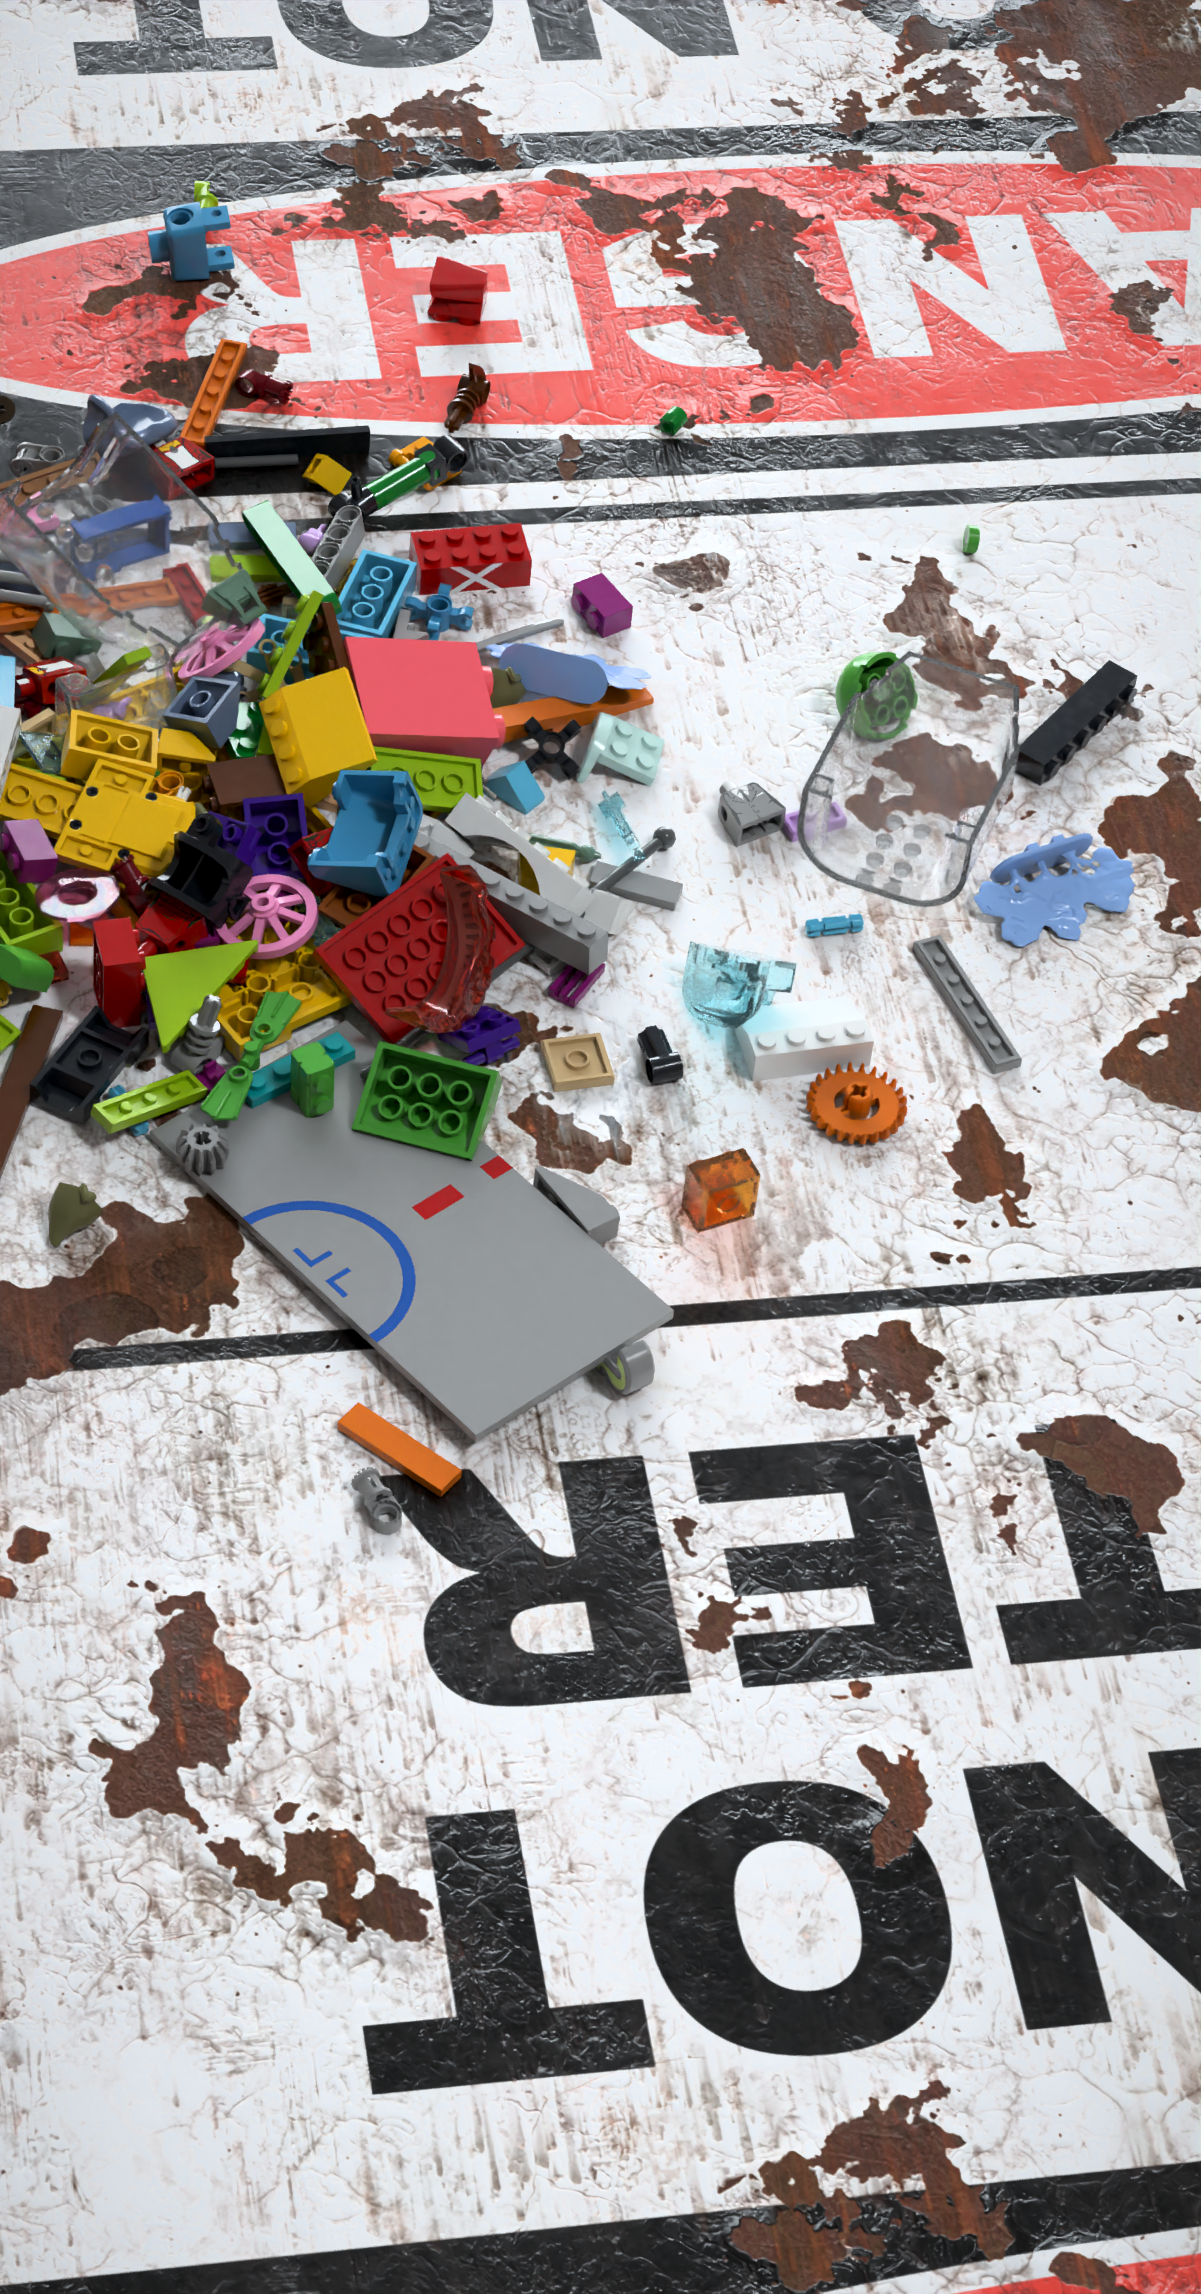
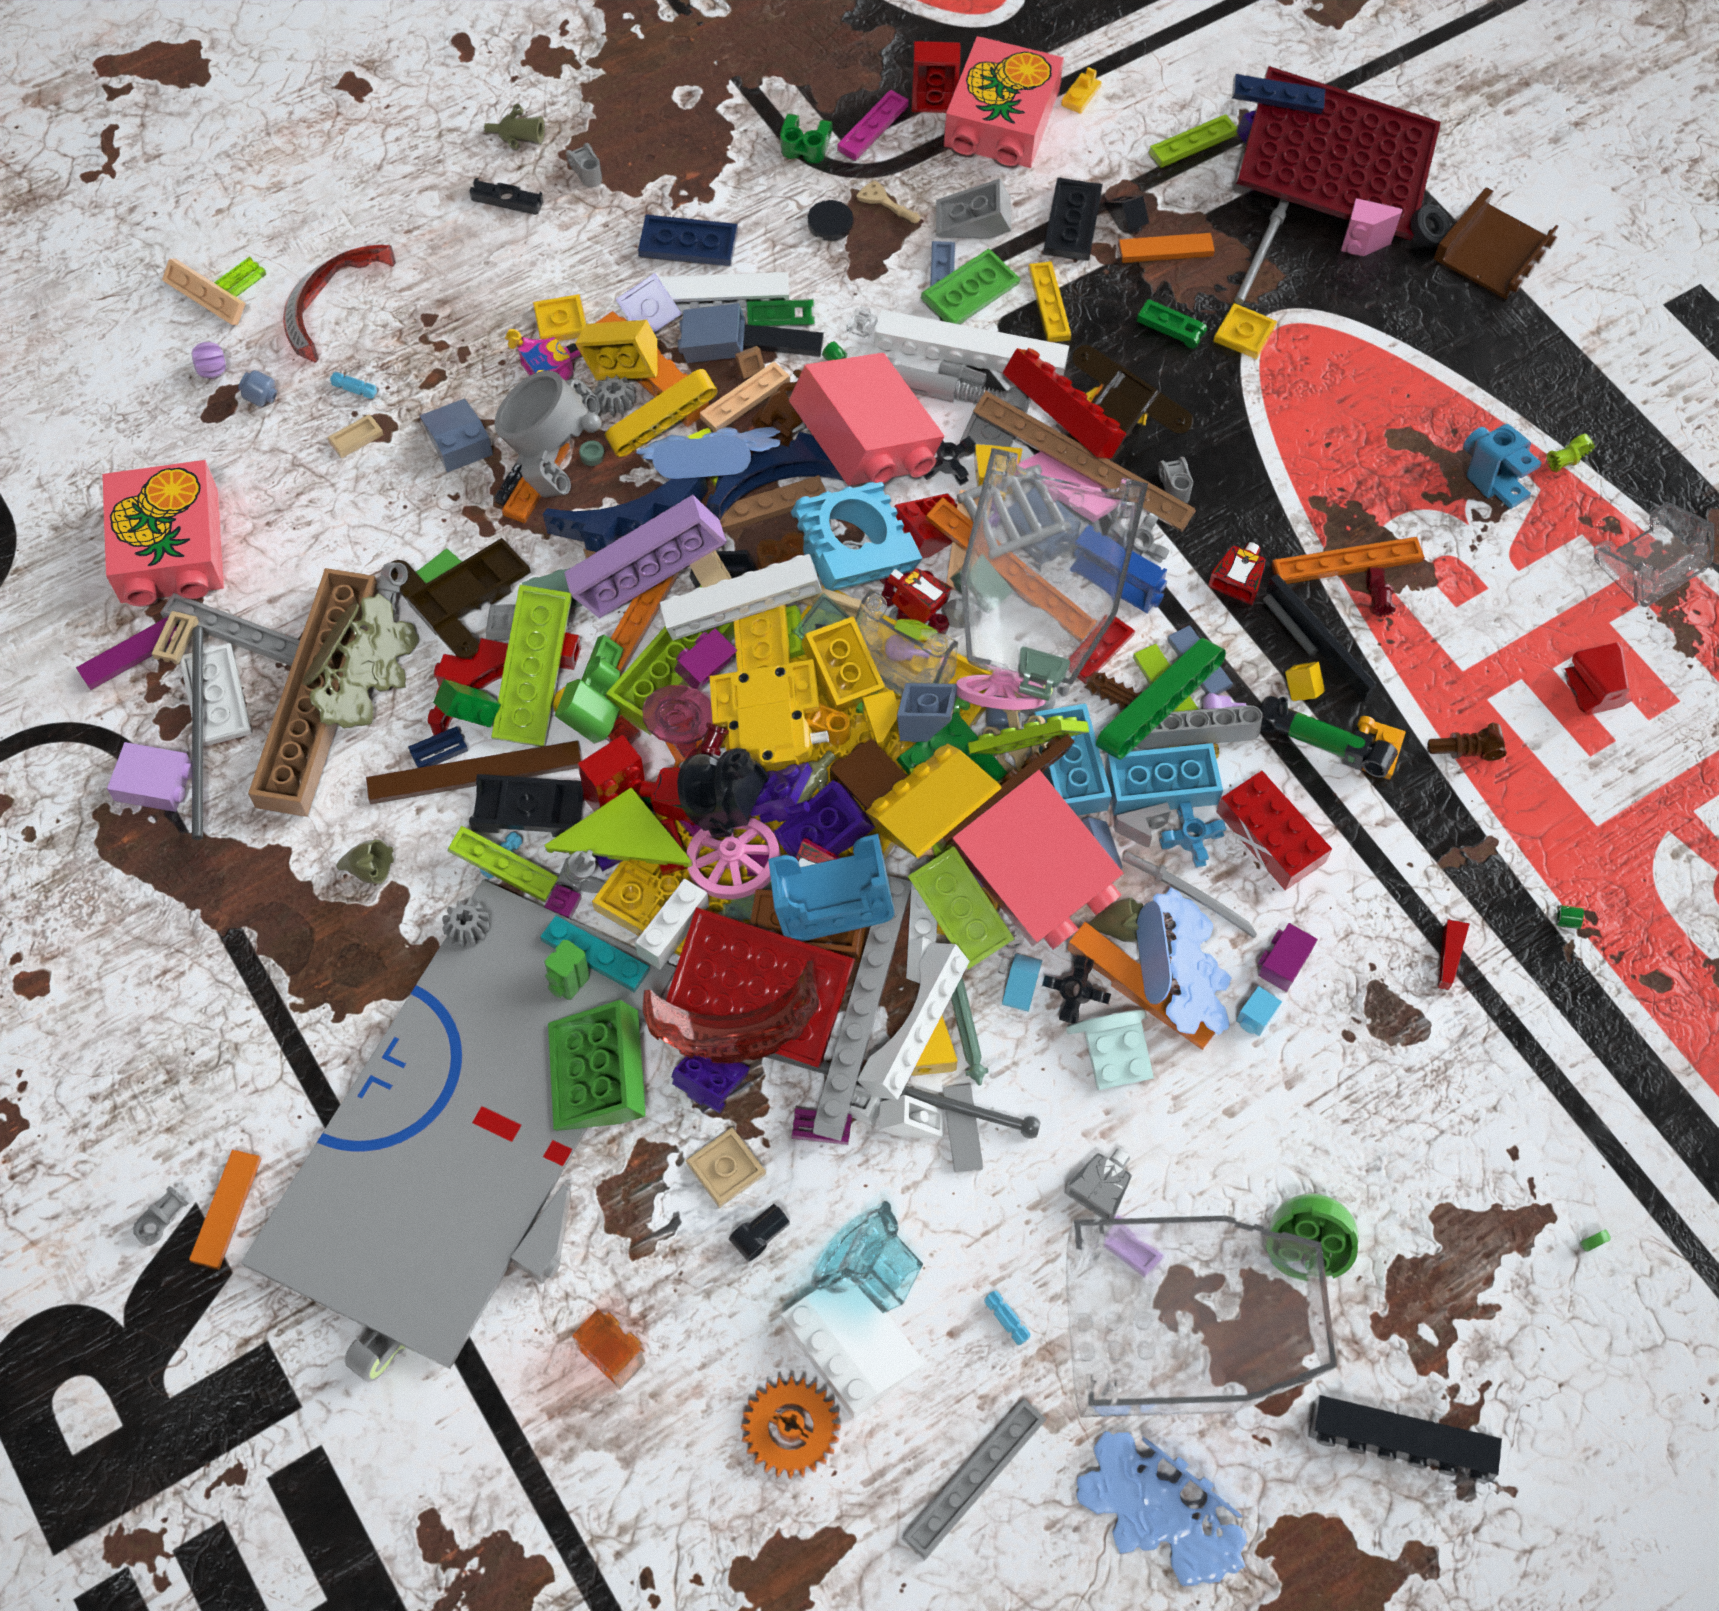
camera: 70 degrees right, 15 degrees up
(147, 420) = (1254, 517): sand blue piece -> none
(230, 1092) = (534, 916): bright green piece -> none
(313, 984) = (671, 924): none -> white brick
(351, 198) = (1661, 558): none -> clear windscreen
(612, 807) = (1039, 1070): clear light blue piece -> none
(643, 645) = (1258, 1011): none -> medium azure brick
(659, 506) = (1452, 945): none -> red piece

